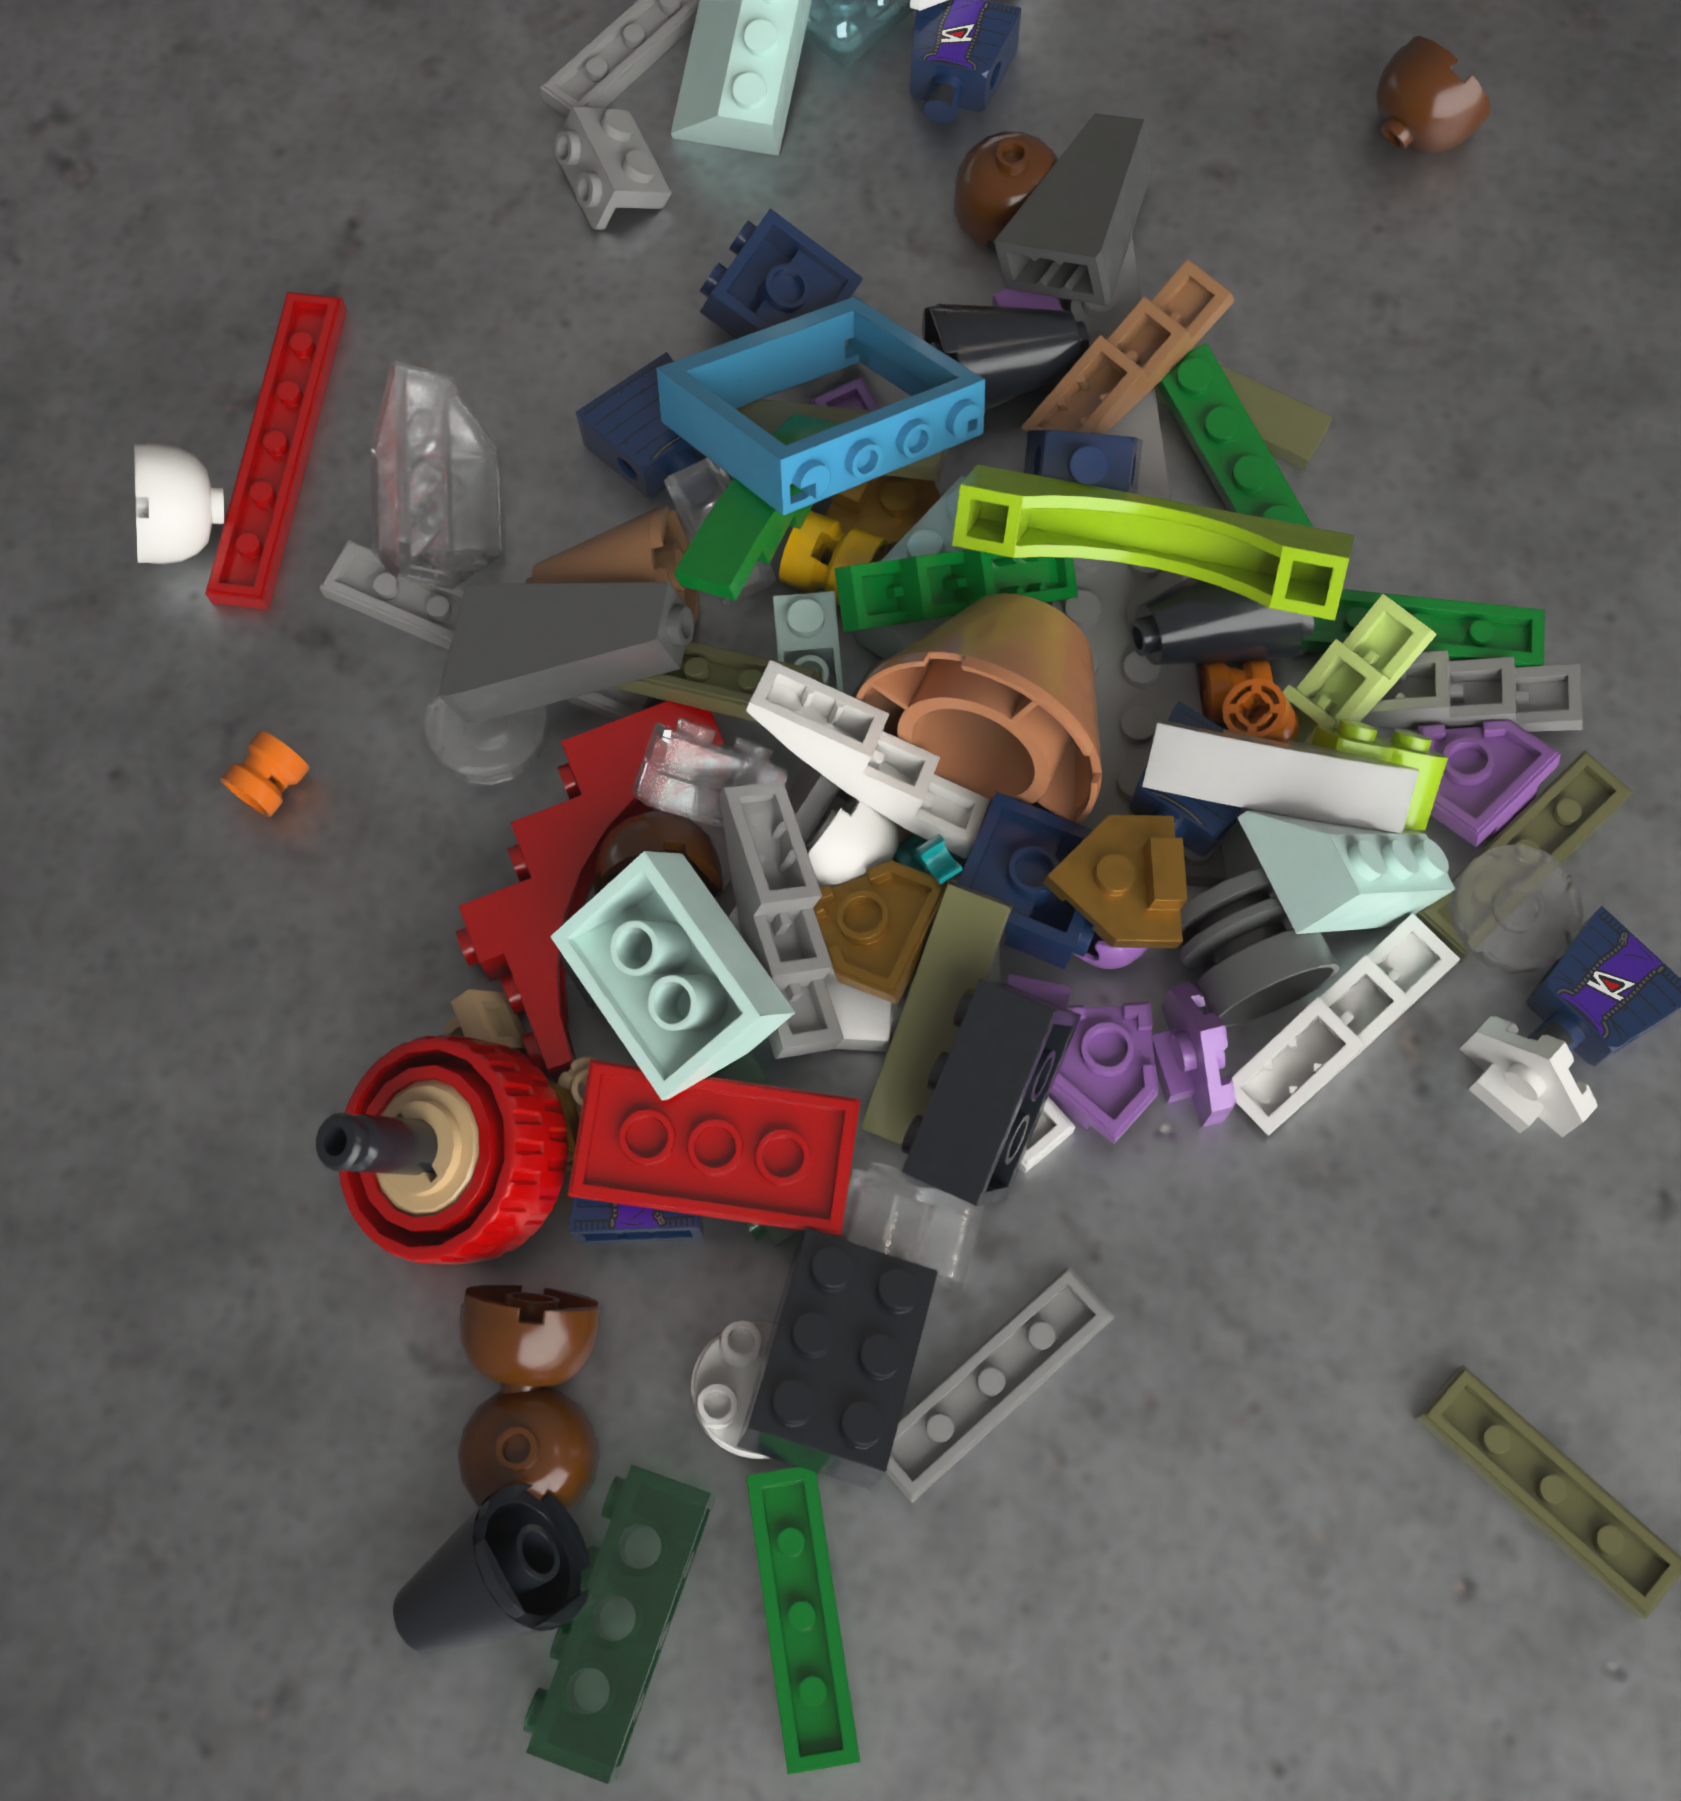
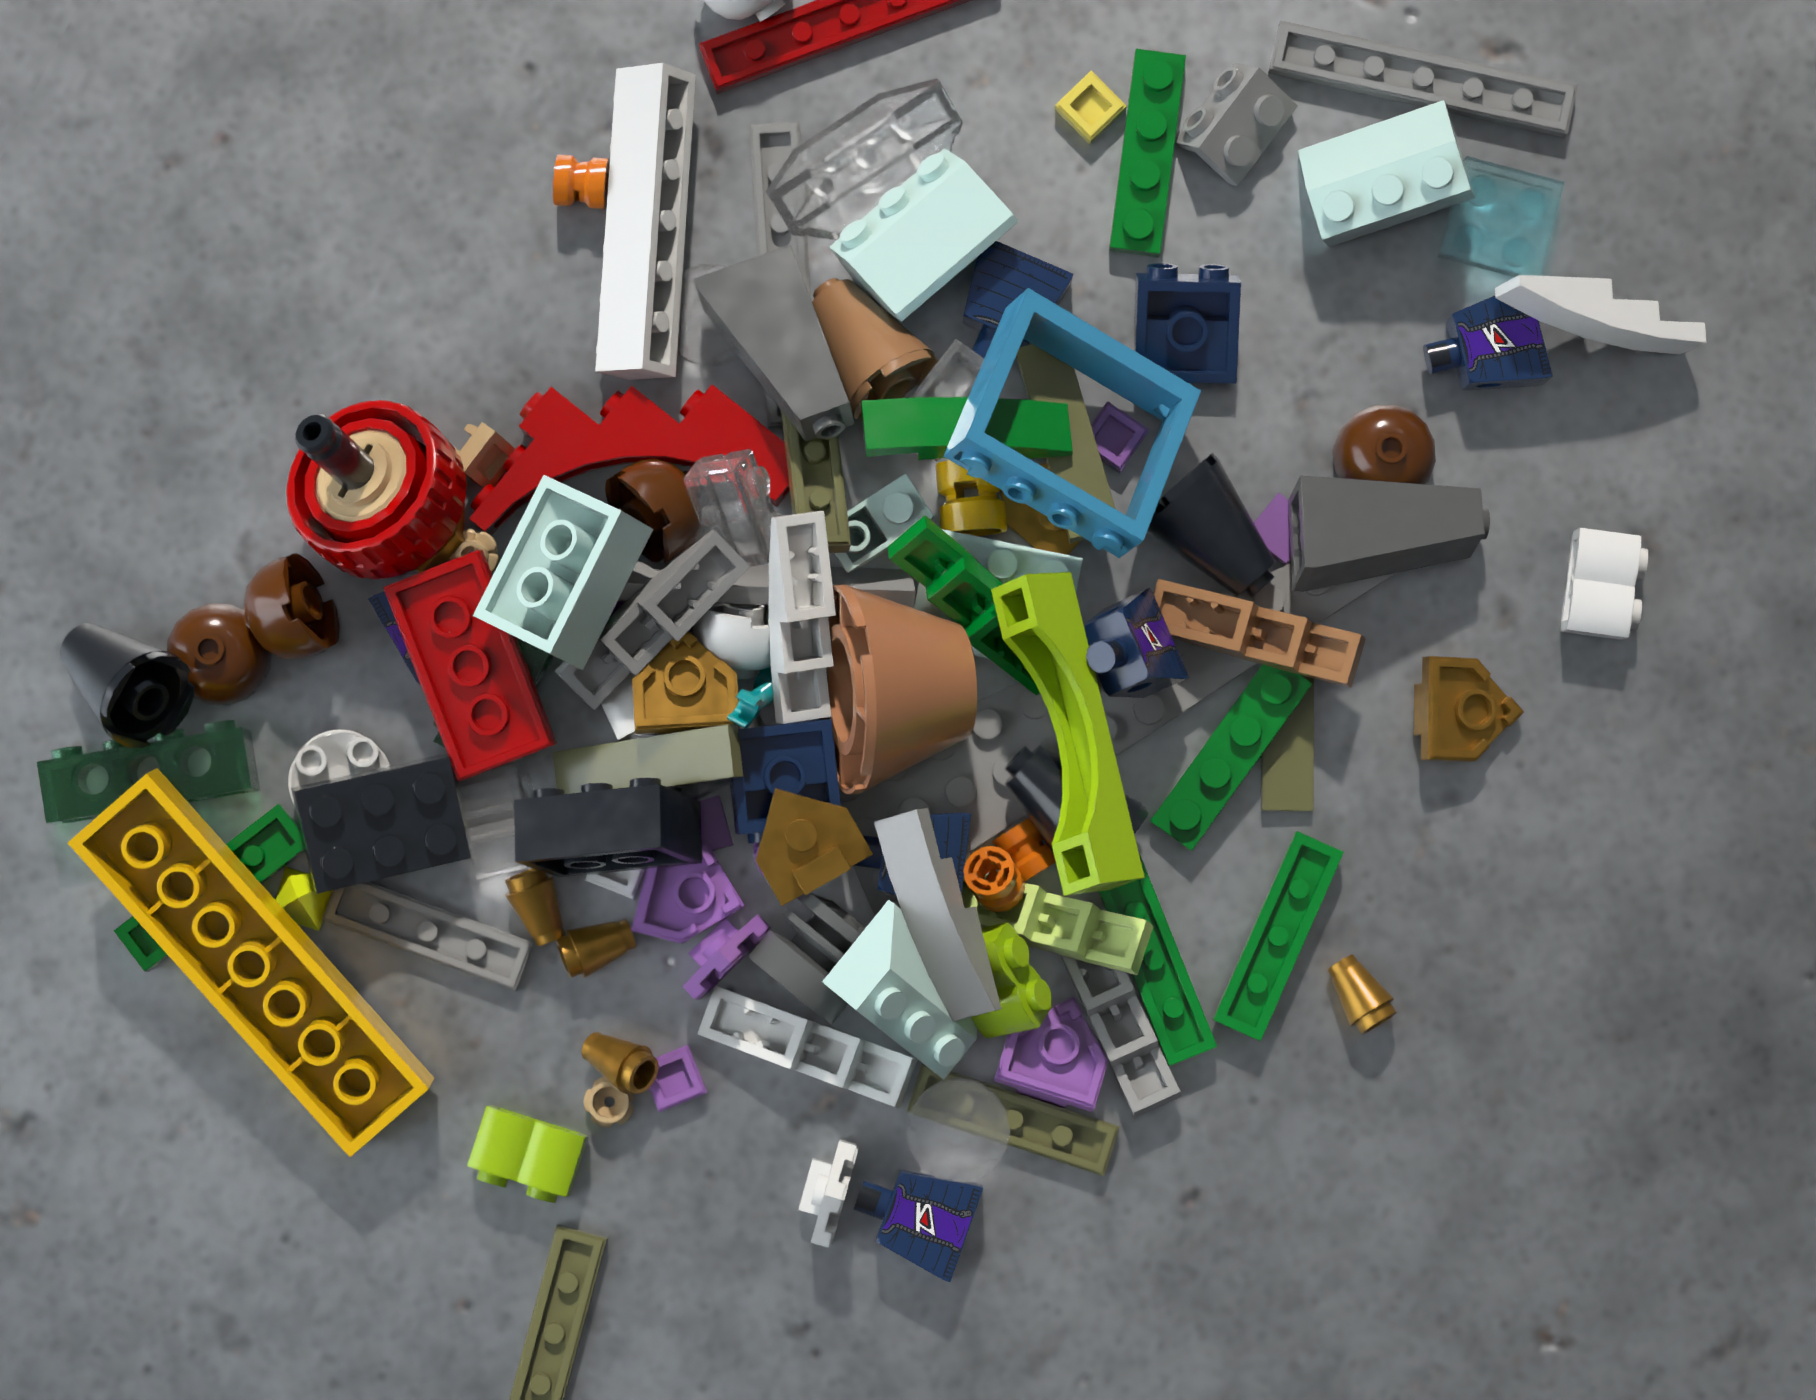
camera: 55 degrees right, 15 degrees up
(350, 728) = (645, 222): none -> white brick
(512, 283) = (1090, 107): none -> light yellow tile
(537, 463) = (922, 234): none -> light aqua slope
(590, 256) = (1147, 153): none -> green plate
(873, 1517) = (300, 899): none -> neon yellow slope
(922, 1608) = (252, 961): none -> yellow brick
(1024, 1236) = (536, 904): none -> pearl gold cone
(1109, 1198) = (594, 946): none -> pearl gold cone
(1241, 72) = (1603, 583): none -> white brick
(1261, 1233) = (621, 1062): none -> pearl gold cone
(1298, 244) = (1459, 709): none -> pearl gold plate
(1305, 1191) = (677, 1079): none -> medium lavender tile
(1315, 1271) = (603, 1115): none -> tan plate
(1318, 1402) = (527, 1152): none -> lime brick
(1426, 101) = (1643, 749): reddish brown cylinder -> none
(1451, 505) = (1277, 935): none -> green plate
(1551, 457) = (1361, 995): none -> pearl gold cone

